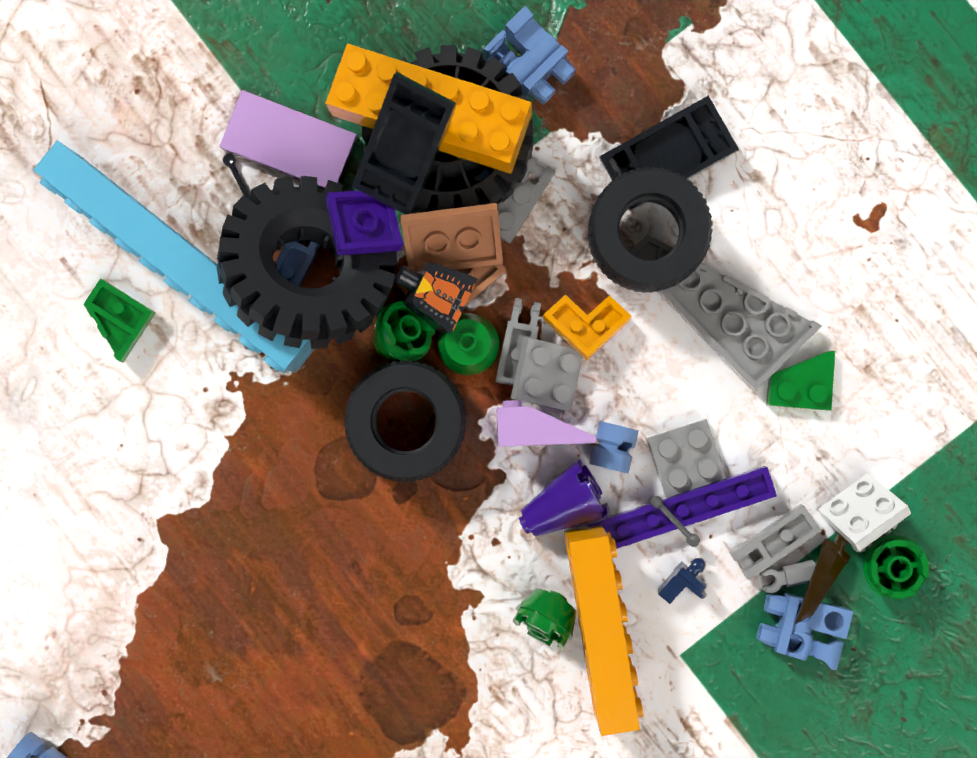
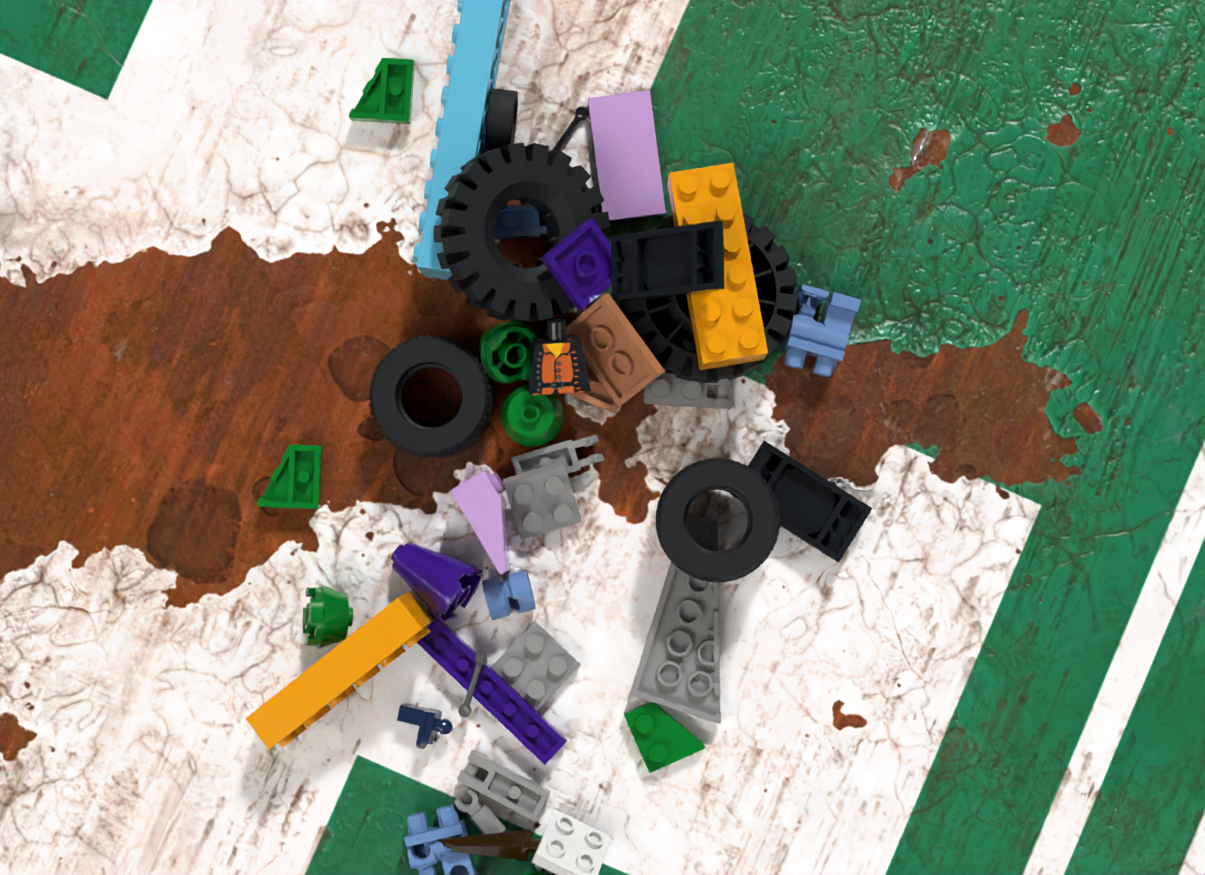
camera: 65 degrees right, 0 degrees up
(194, 227) = (501, 118): none -> black tyre
(413, 579) = (296, 480): none -> green wing
(584, 331) = (598, 511): light orange plate -> none

